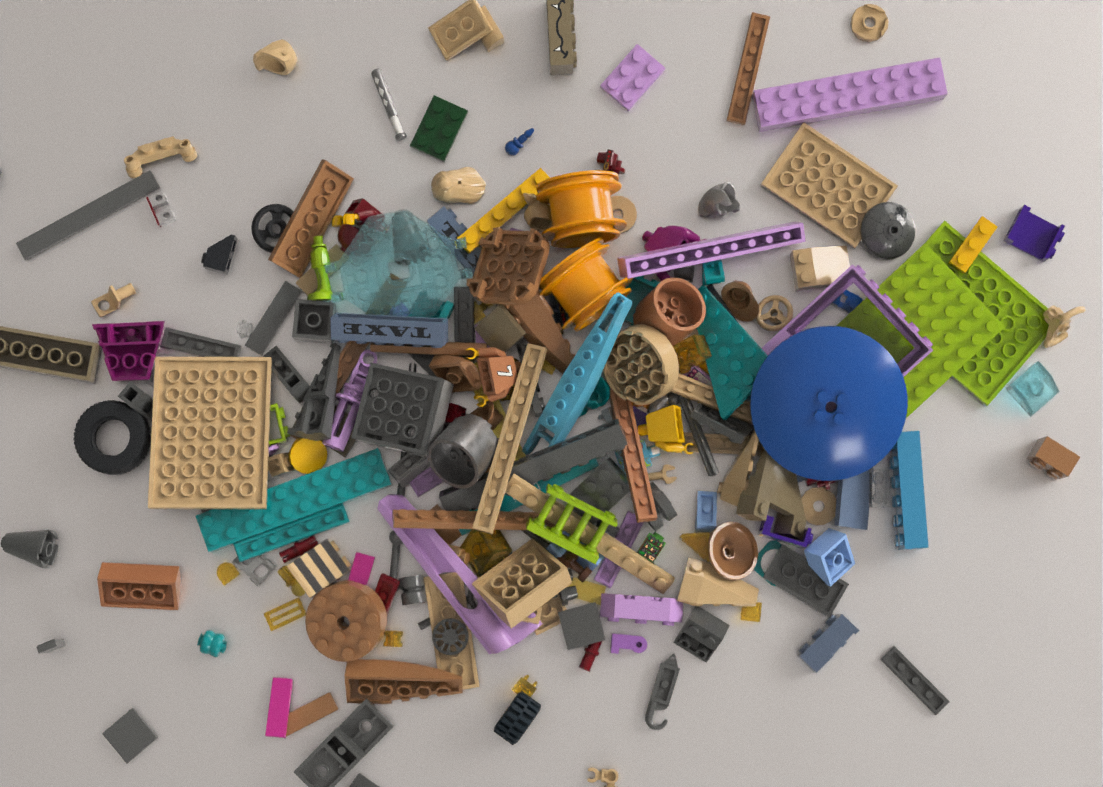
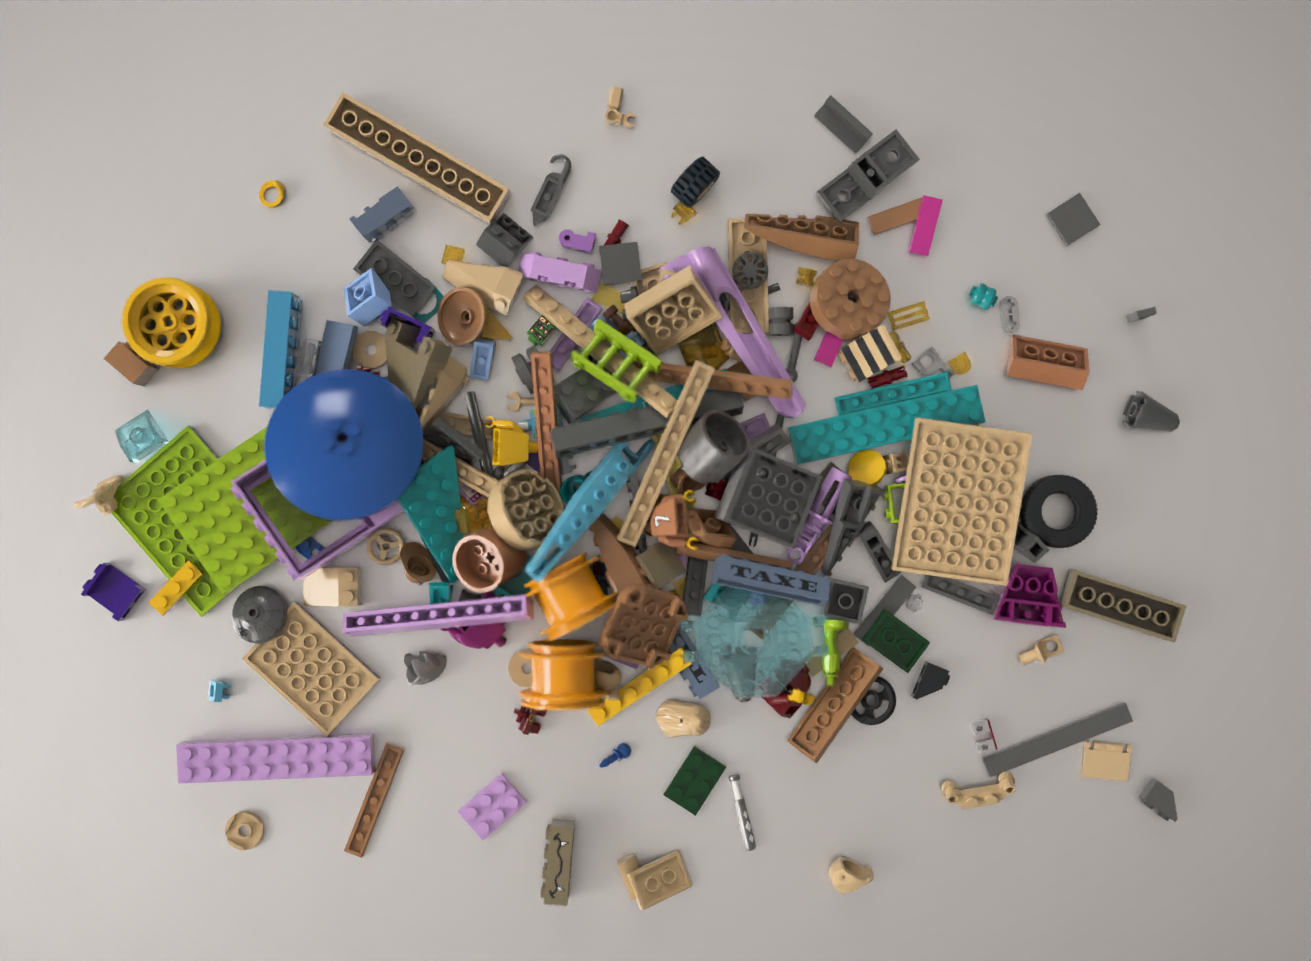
camera: 170 degrees left, 5 degrees up
(37, 201) = (1106, 761): none -> tan piece
(188, 627) = (1014, 313): none -> light grey beam
(258, 289) = (896, 640): none -> dark green tile
(801, 704) = (417, 158): none -> tan brick
(915, 680) = (303, 168): dark grey tile -> none
(918, 151) = (216, 691): none -> medium azure tile
(934, 657) = (269, 184): none -> yellow piece
(1040, 479) = (142, 309): none -> yellow wheel

